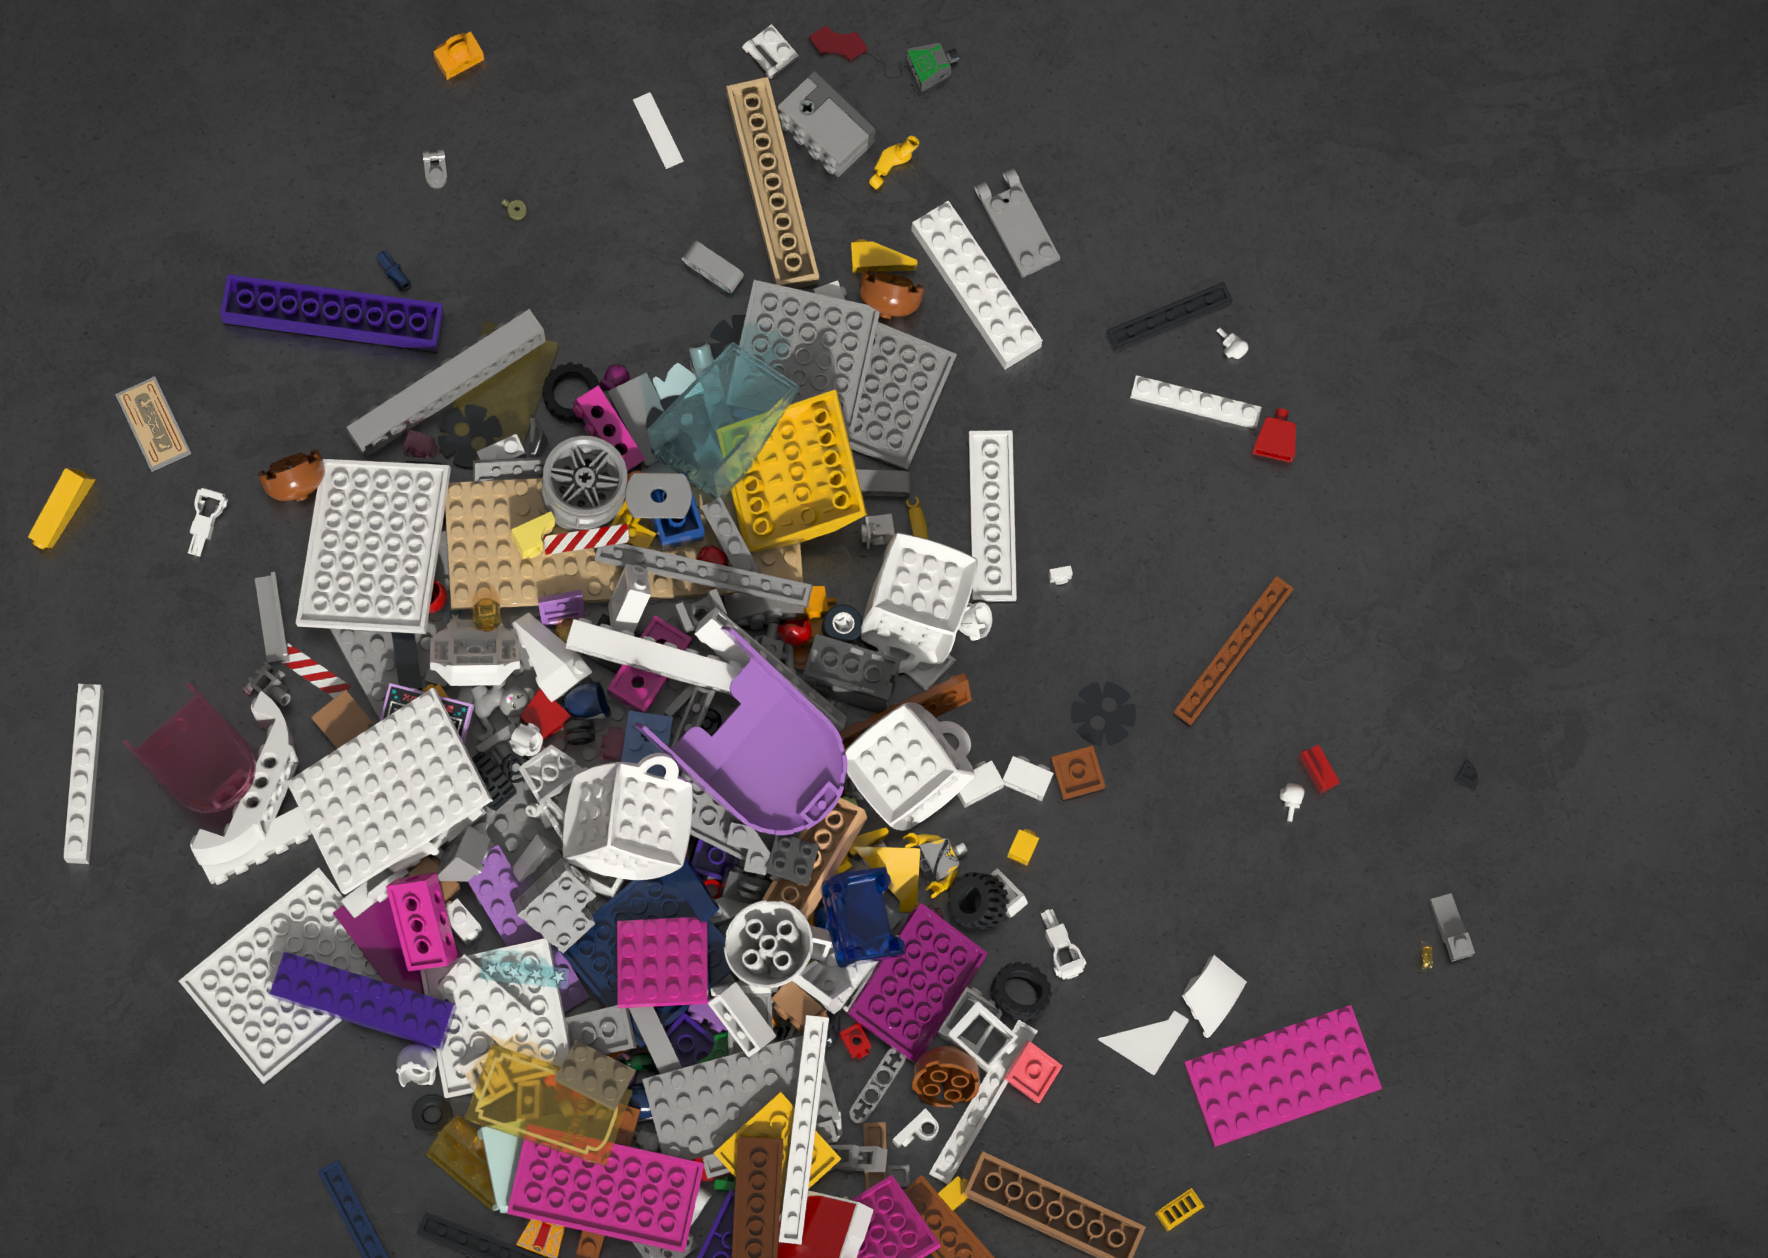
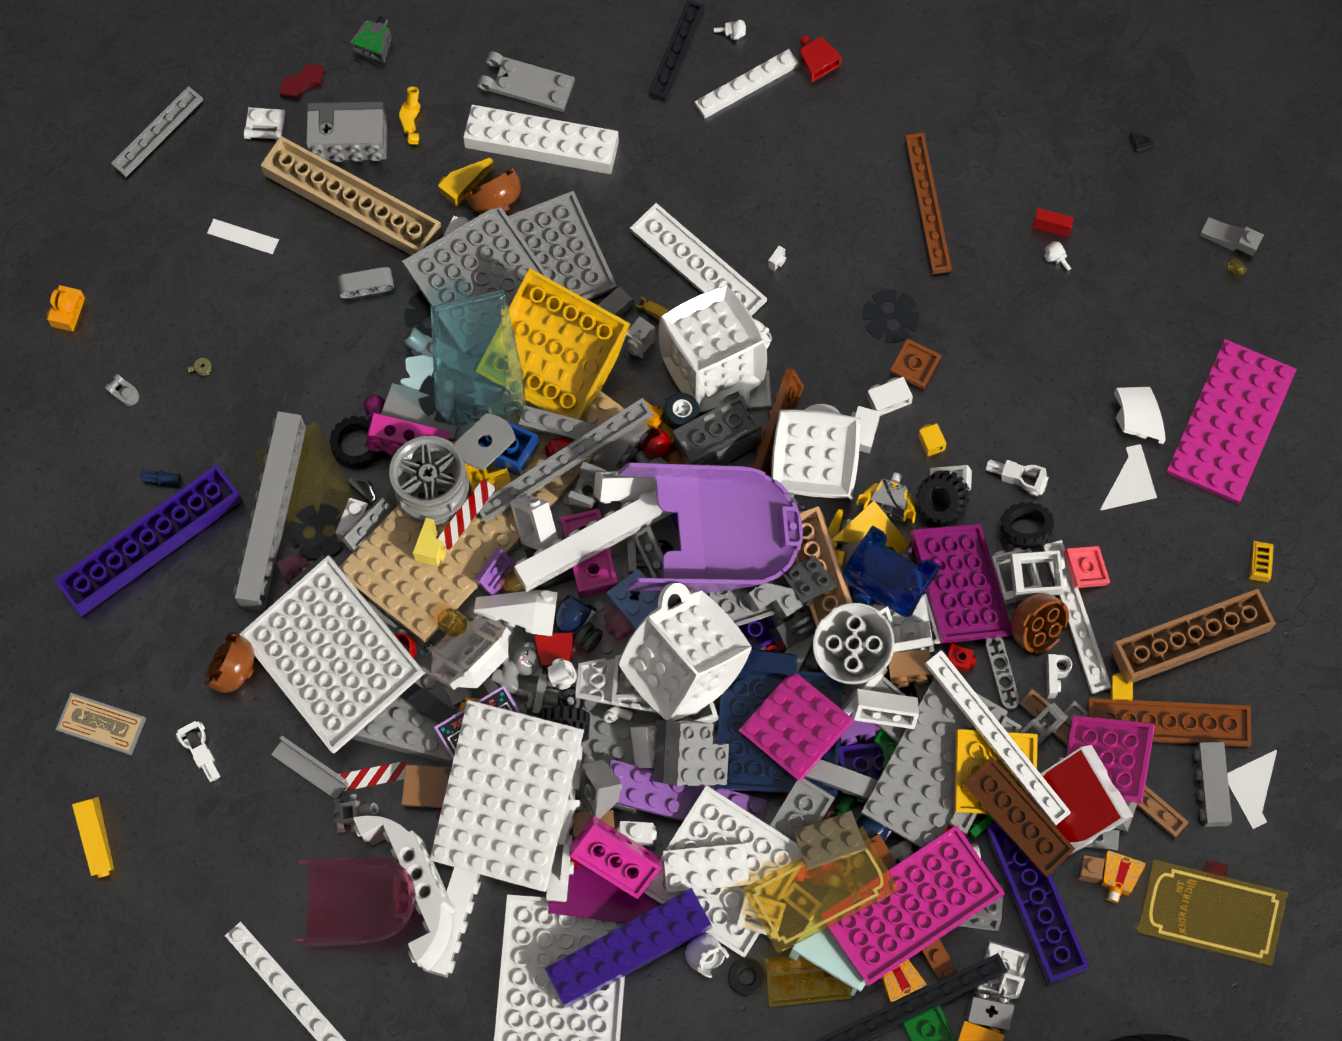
camera: 35 degrees left, 5 degrees down
(524, 974) = (716, 822): clear light blue sticker -> none

